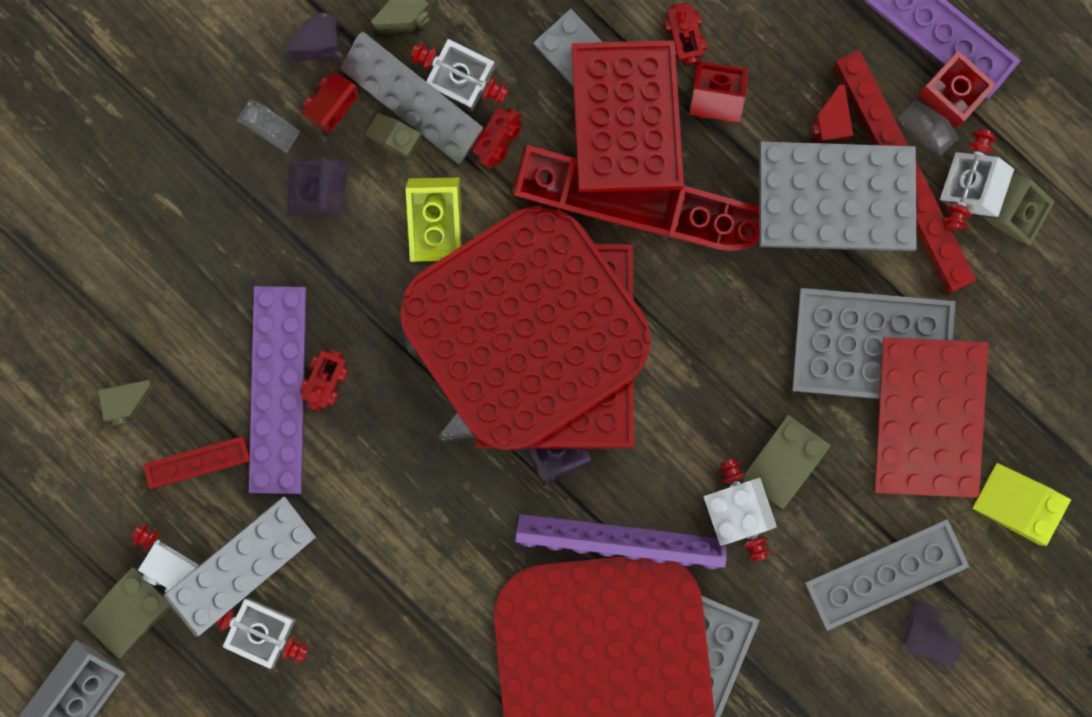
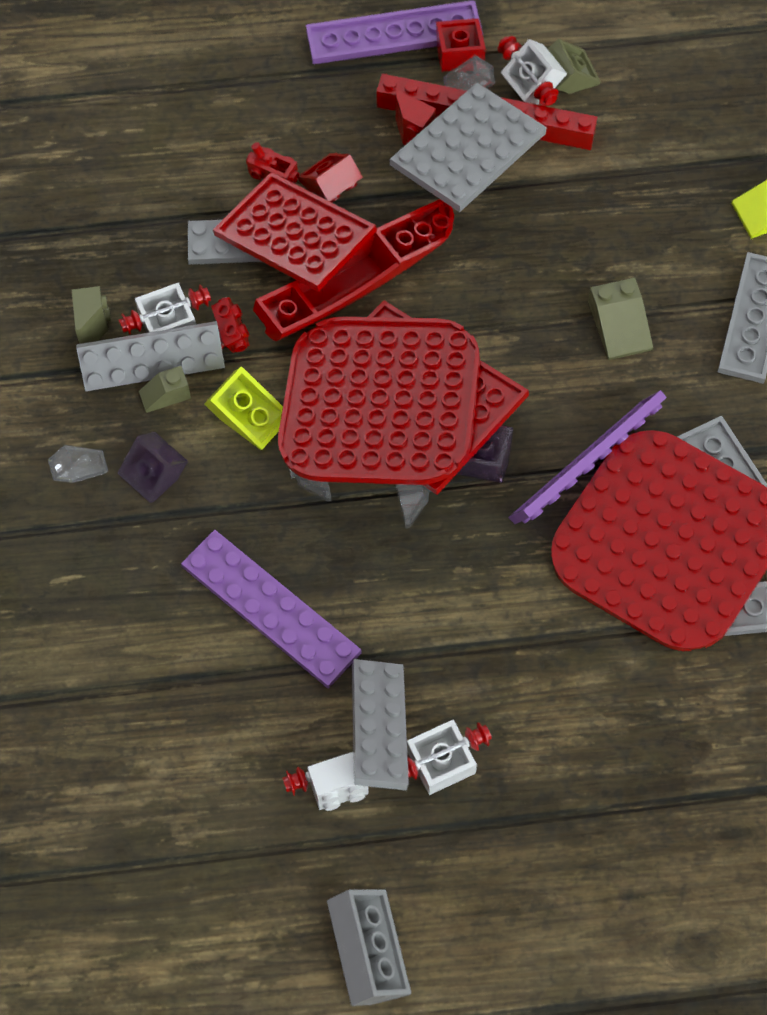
camera: 50 degrees left, 20 degrees down
(123, 401) = (177, 720): olive slope -> none
(127, 612) = (340, 846): olive slope -> none
(196, 462) = (272, 705): red plate -> none
(316, 39) = (53, 381): clear purple slope -> none
(321, 386) = (297, 575): red brick -> none
(330, 102) = (102, 409): red slope -> none
(741, 511) = (633, 367): white brick -> none
(843, 336) = (587, 213): light grey plate -> none
(931, 417) = (667, 211): red plate -> none

